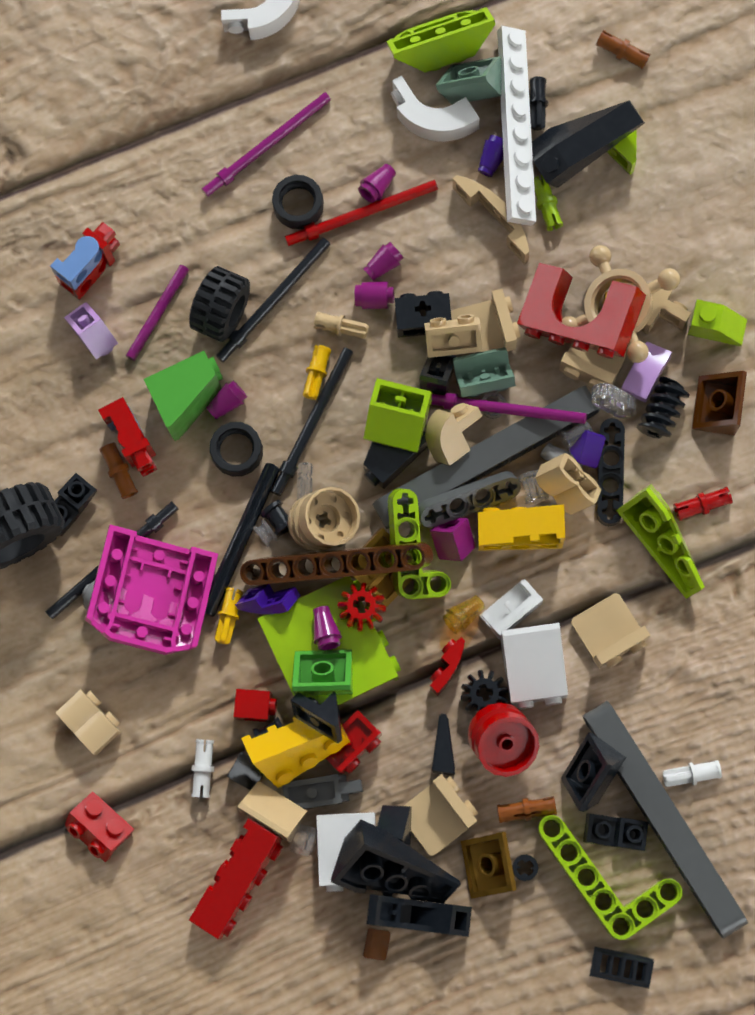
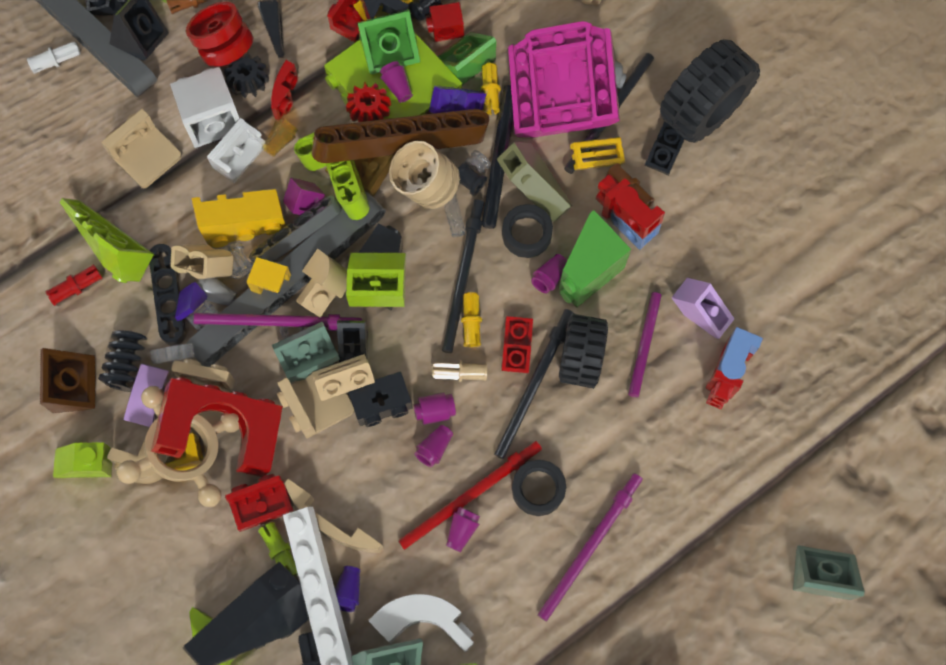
camera: 155 degrees right, 5 degrees down
(68, 70) = (827, 573): none -> sand green slope
(140, 516) = (578, 156): none -> yellow tile
(214, 499) = (534, 179): none -> olive slope
(245, 659) = (469, 55): none -> bright green slope
(279, 340) = (517, 344): none -> red slope
(503, 443) = (267, 276): none -> yellow panel
(556, 246) = (259, 502): none -> red bracket

